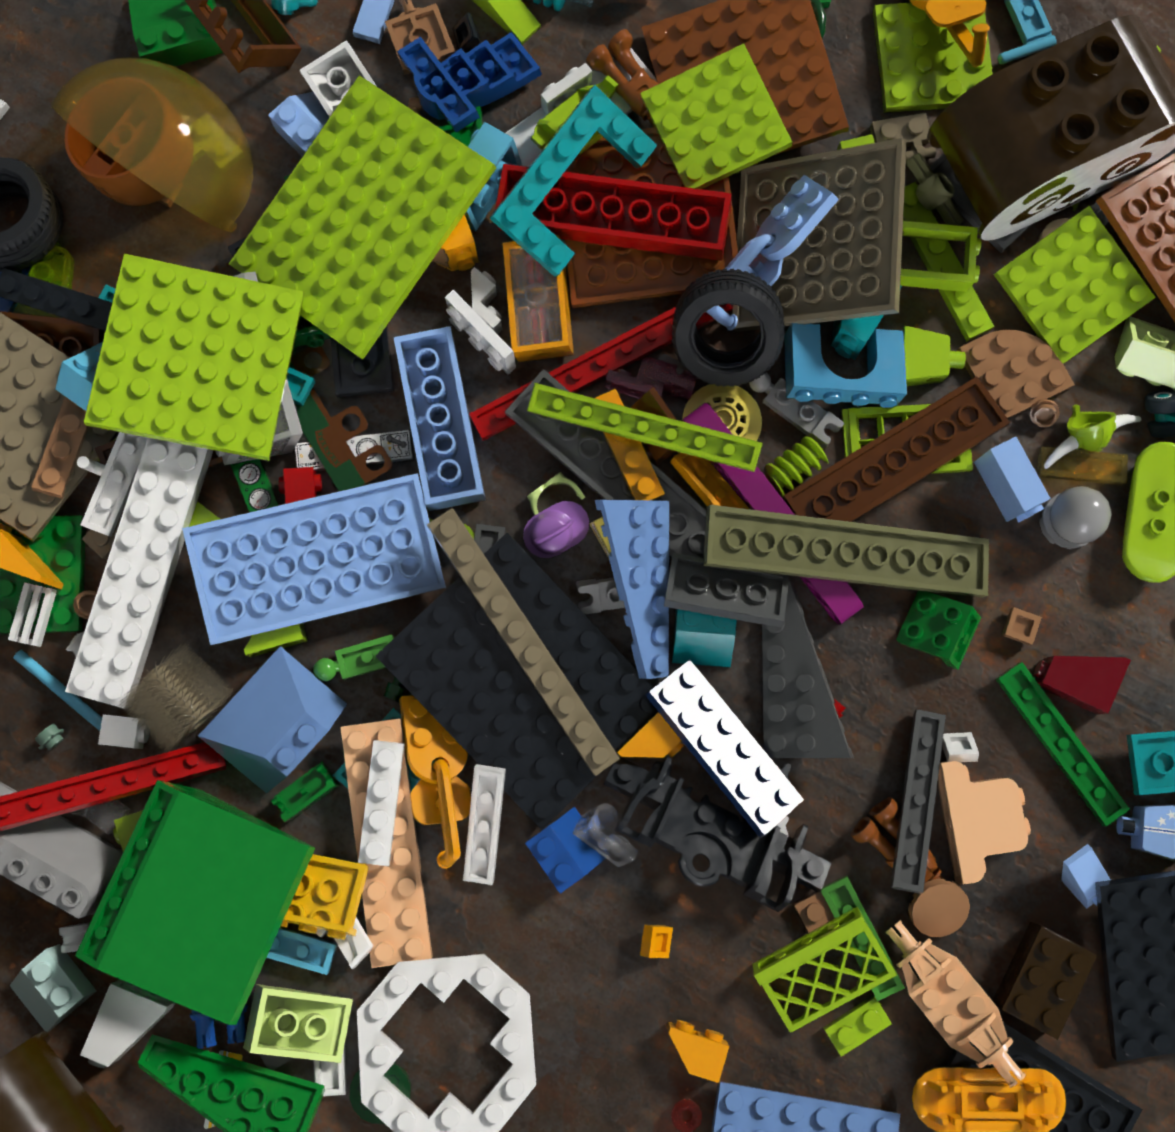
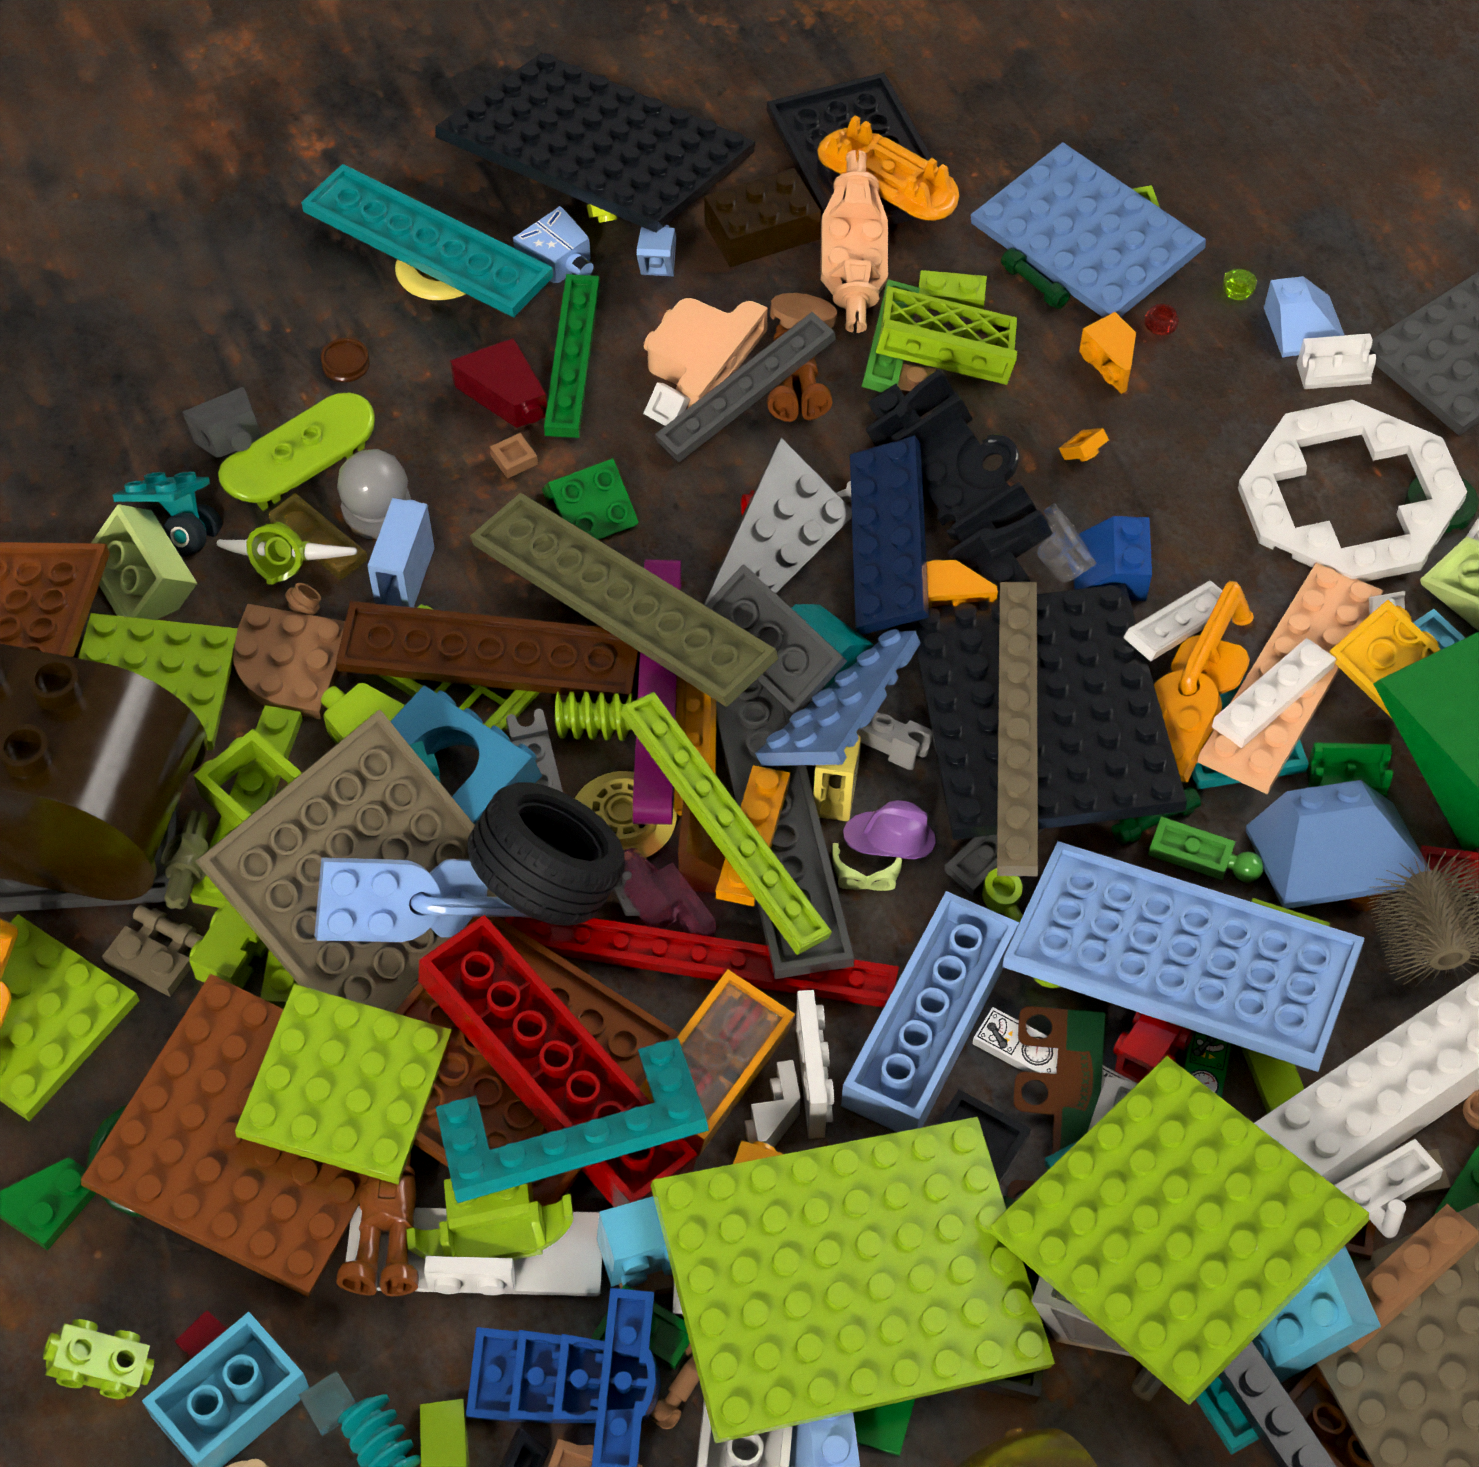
camera: 140 degrees left, 25 degrees down
(831, 1090) = (1054, 294): none -> dark green bar

